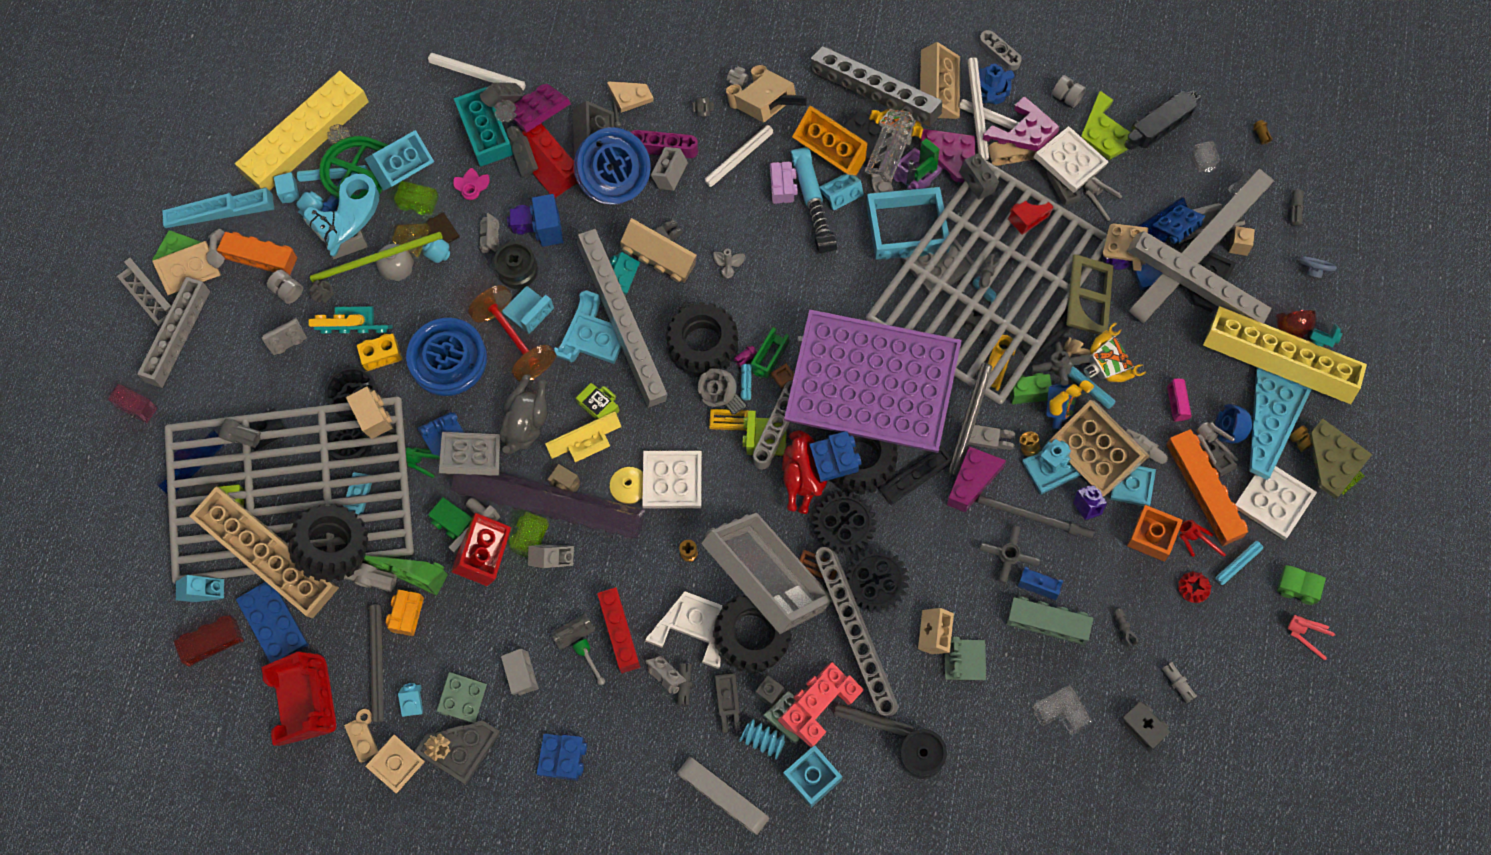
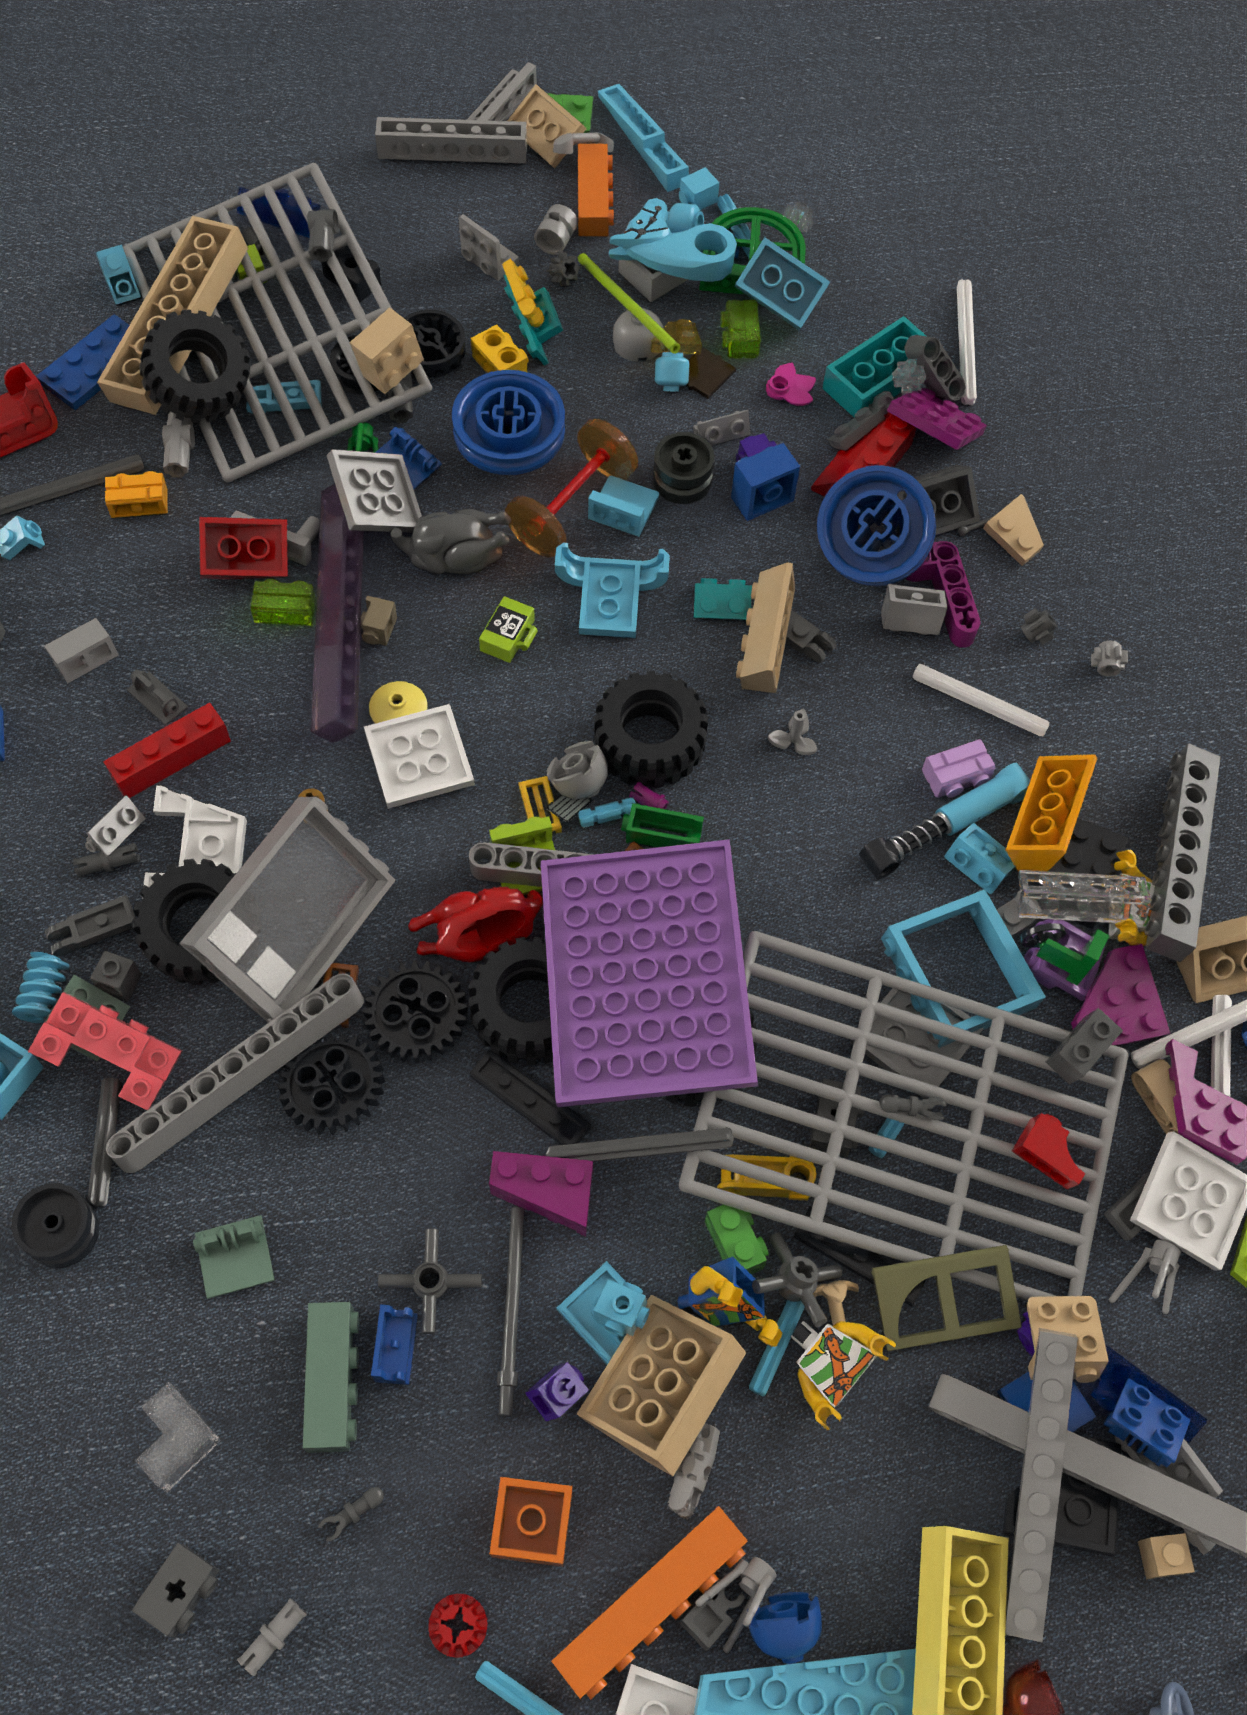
camera: 65 degrees right, 5 degrees down
(132, 403) = (344, 133): clear pink brick -> none
(208, 640) = (52, 303): clear red brick -> none
(302, 131) = (784, 177): light yellow brick -> none
(417, 573) = (189, 483): bright green wedge -> none
(450, 518) = (284, 499): green brick -> none
(461, 697) = (31, 592): sand green hinge -> none
(550, 556) = (256, 634): light grey slope -> none
(582, 649) = (132, 716): hinge -> none
(586, 439) = (447, 629): light yellow bracket -> none
(621, 318) = (642, 612): light grey brick -> none
(765, 95) = (1092, 697): tan piece -> none
(835, 456) = (502, 953): blue plate -> none
(936, 631) = (264, 1193): tan brick -> none
(989, 437) = (630, 1194): light grey hinge -> none
(1029, 443) = (644, 1262): pearl gold wheel -> none
(1136, 487) = (616, 1473): medium azure tile -> none
(1179, 400) = (805, 1512): dark pink brick -> none
(1191, 531) = (547, 1585): red plant -> none

